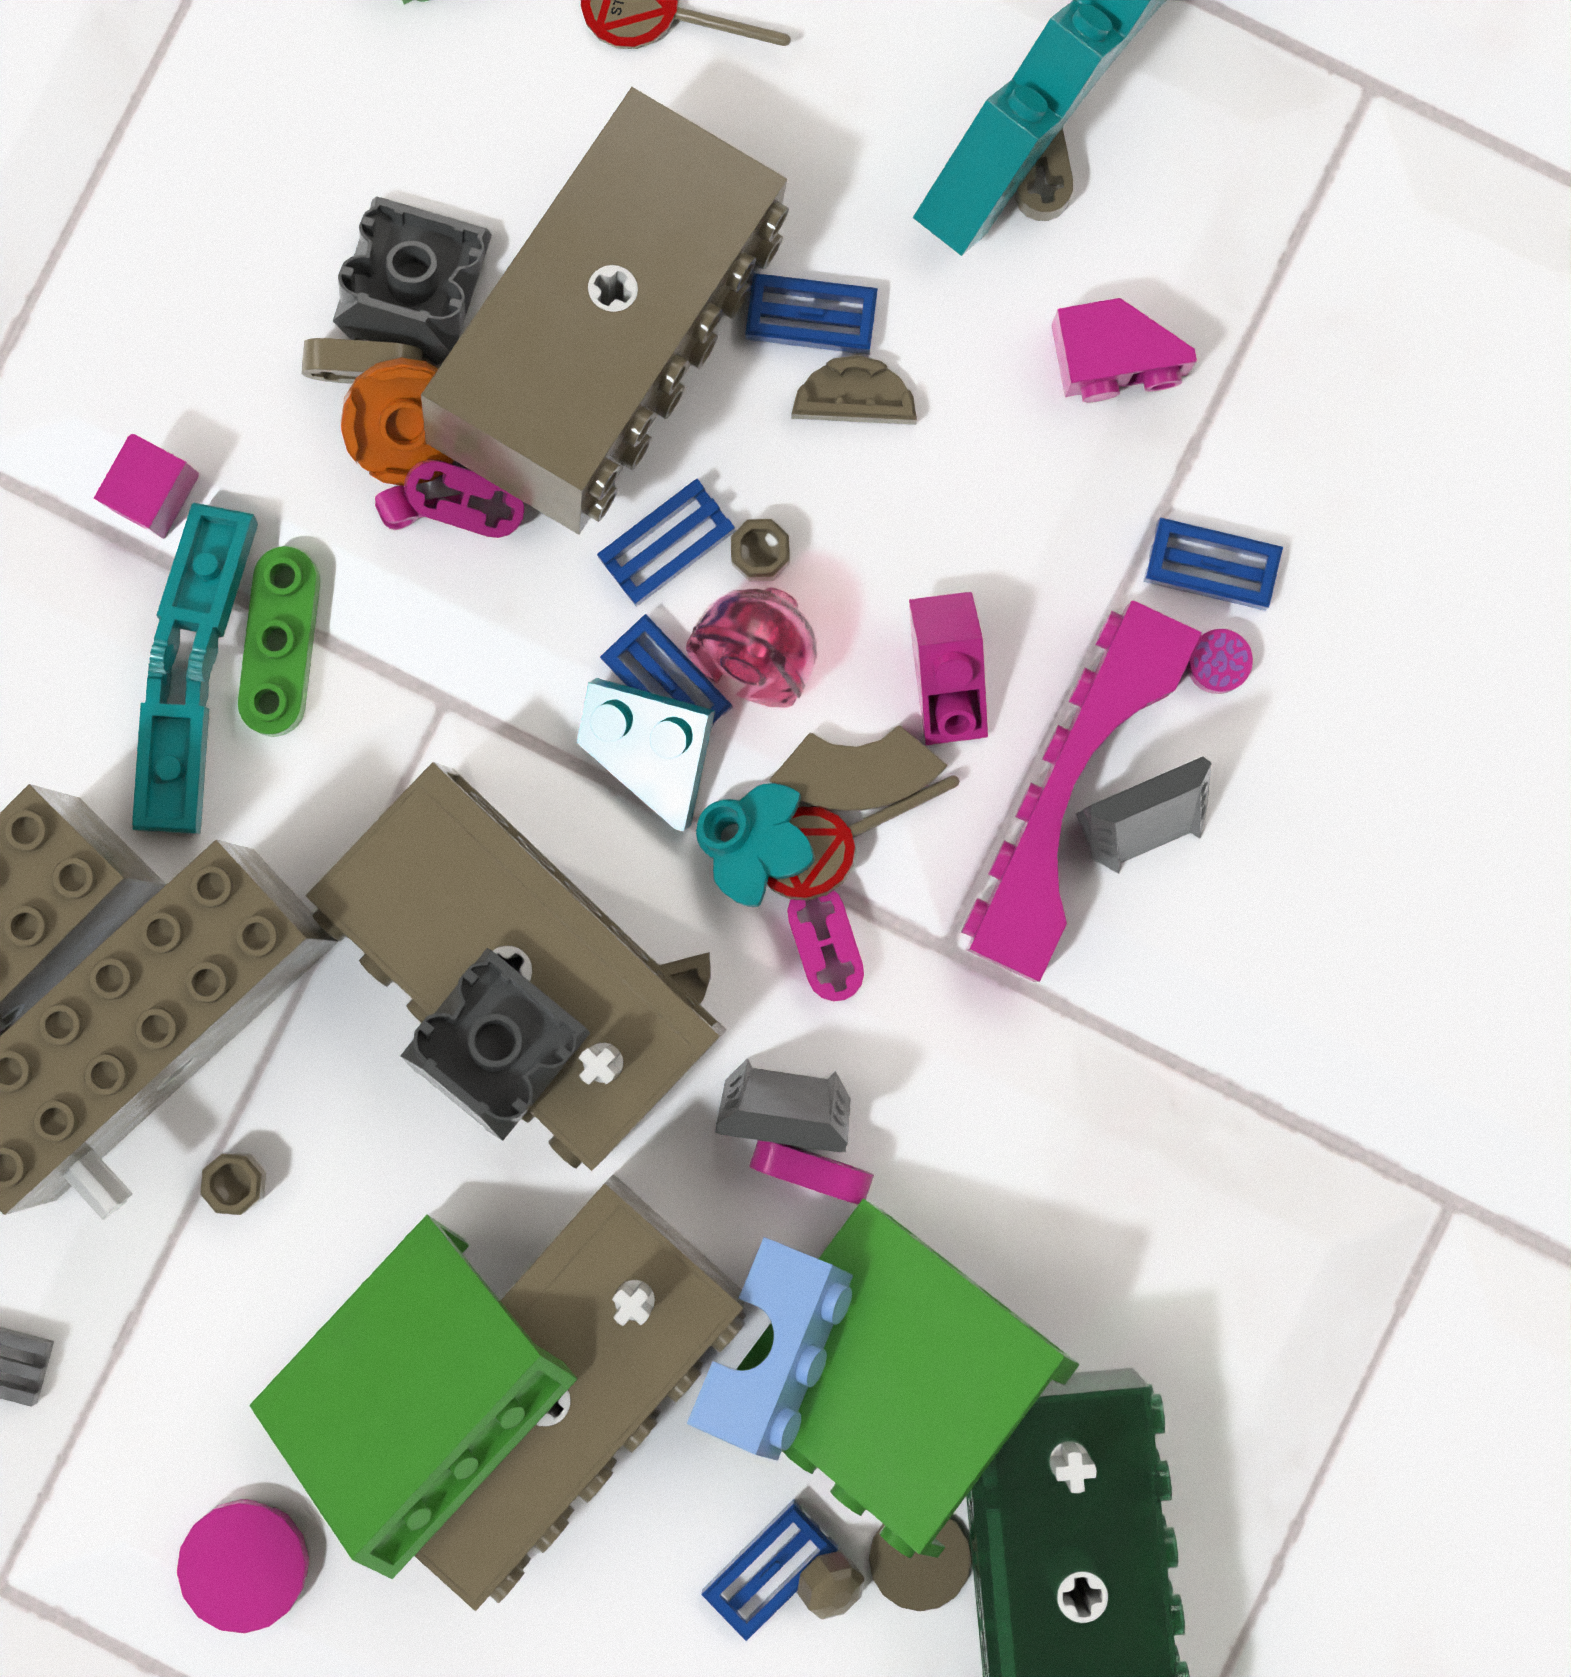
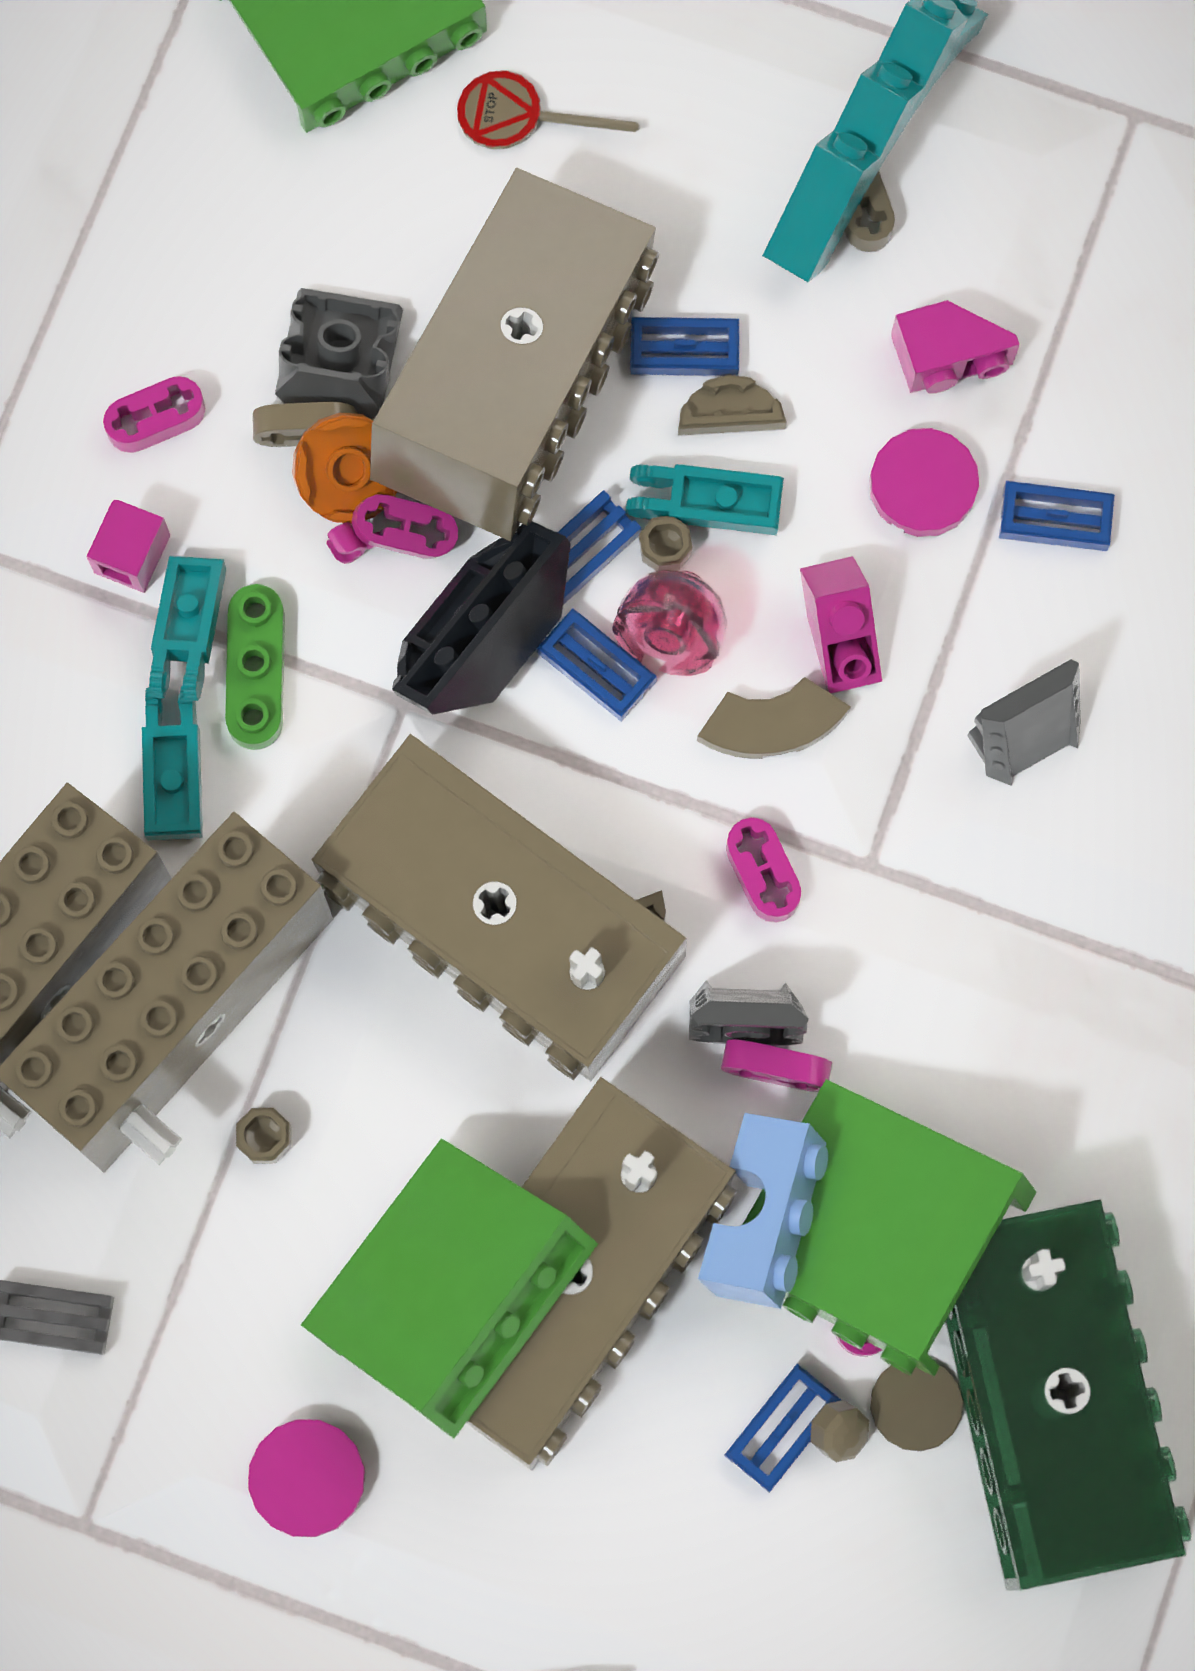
camera: 10 degrees left, 10 degrees down
(188, 316) = (149, 403): none -> dark pink beam
(494, 1044) = (491, 963): dark grey slope -> none
(538, 627) = (485, 622): none -> black wedge
(648, 745) = (589, 717): wing -> none
(763, 845) = (698, 789): teal plate -> none
(819, 501) = (710, 497): none -> teal hinge
(835, 844) = (745, 790): piece -> none
(1025, 911) = (936, 818): dark pink arch -> none
(1066, 507) = (924, 482): none -> dark pink tile
(1220, 661) = (1073, 595): dark pink tile -> none

